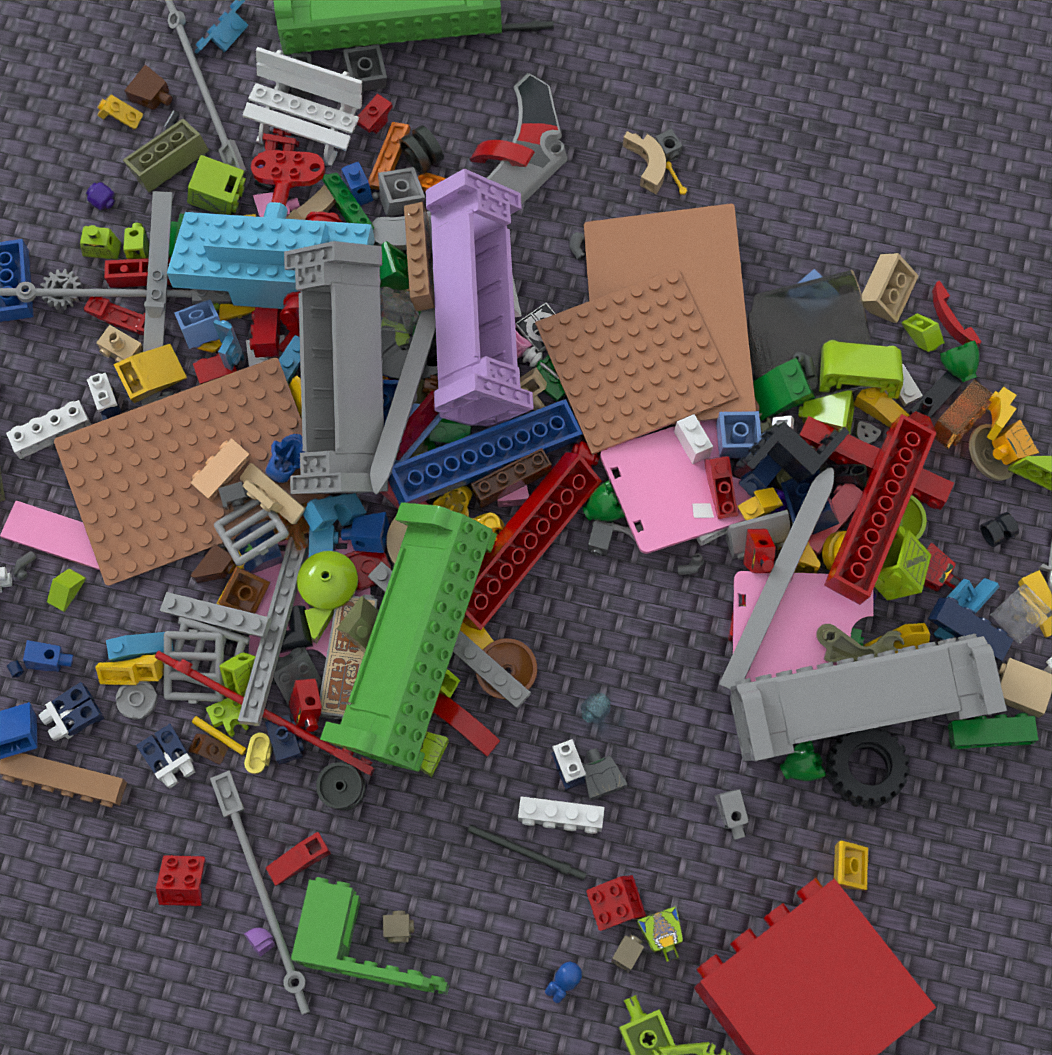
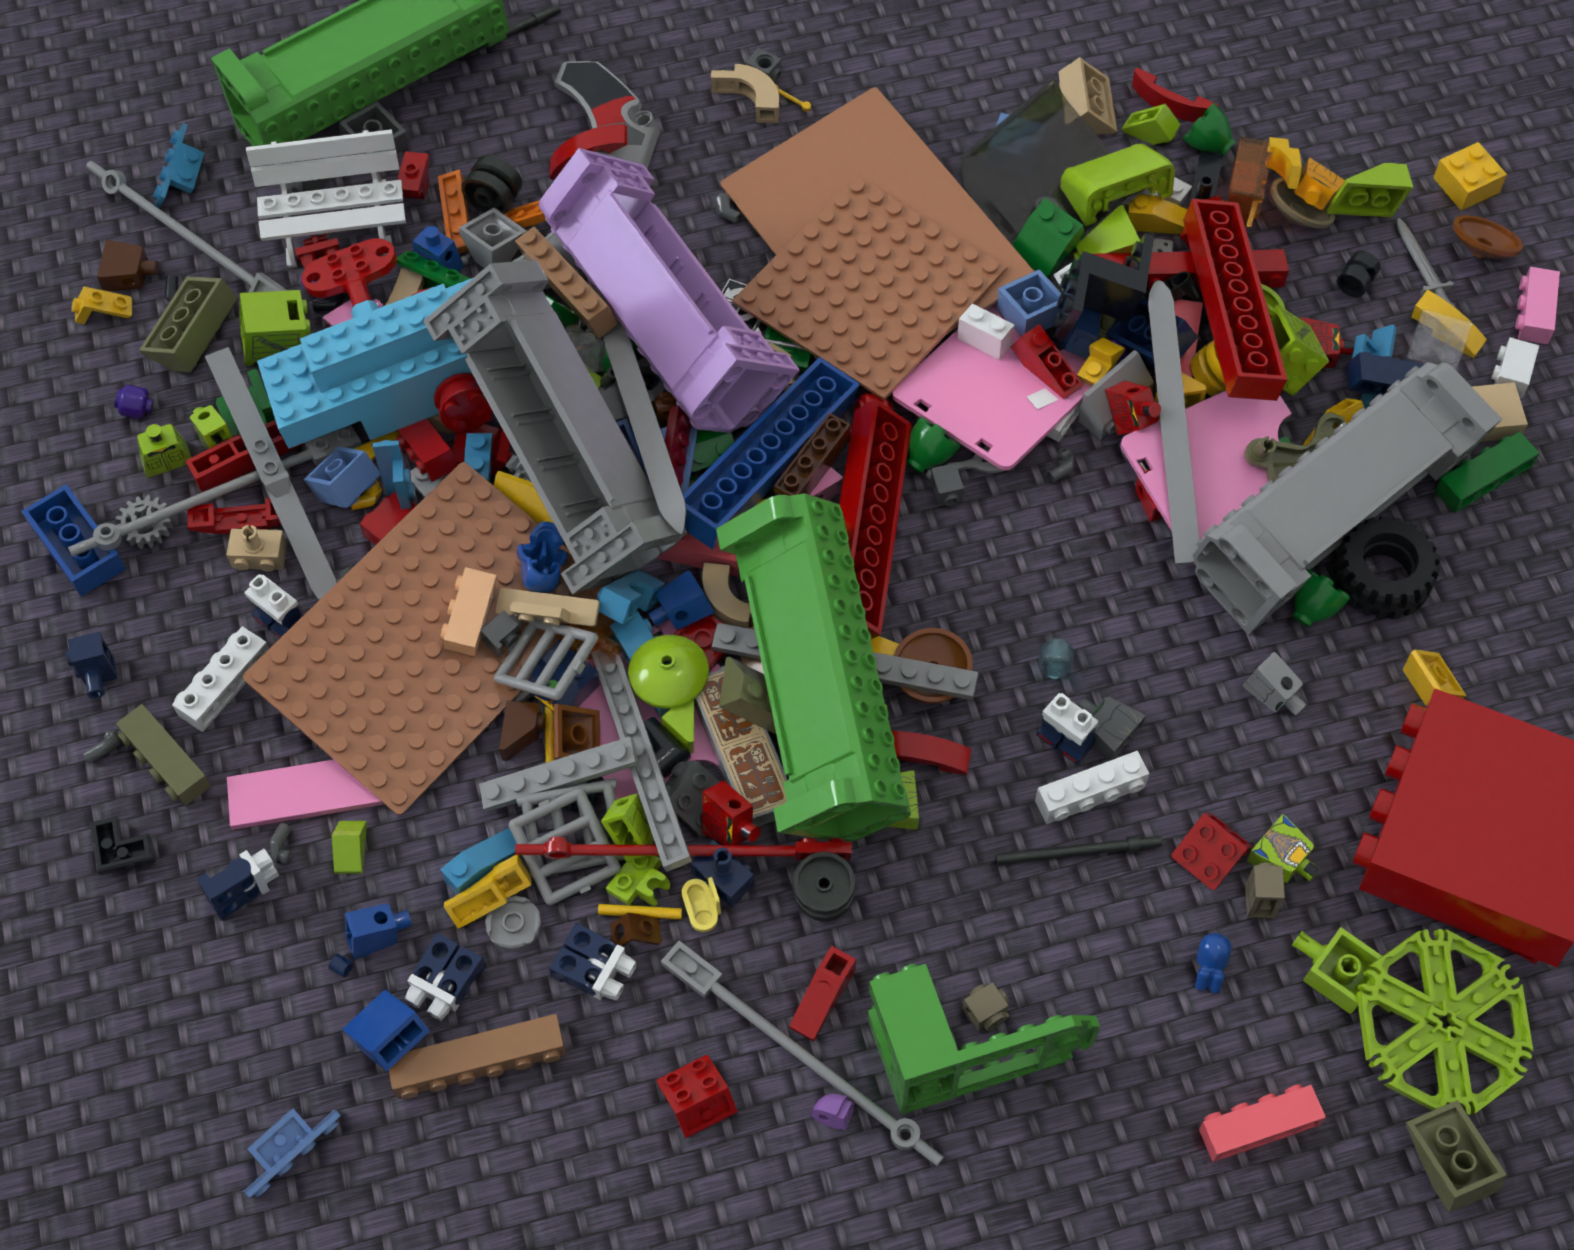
camera: 30 degrees left, 10 degrees down
(150, 372) = (312, 556): yellow slope -> none

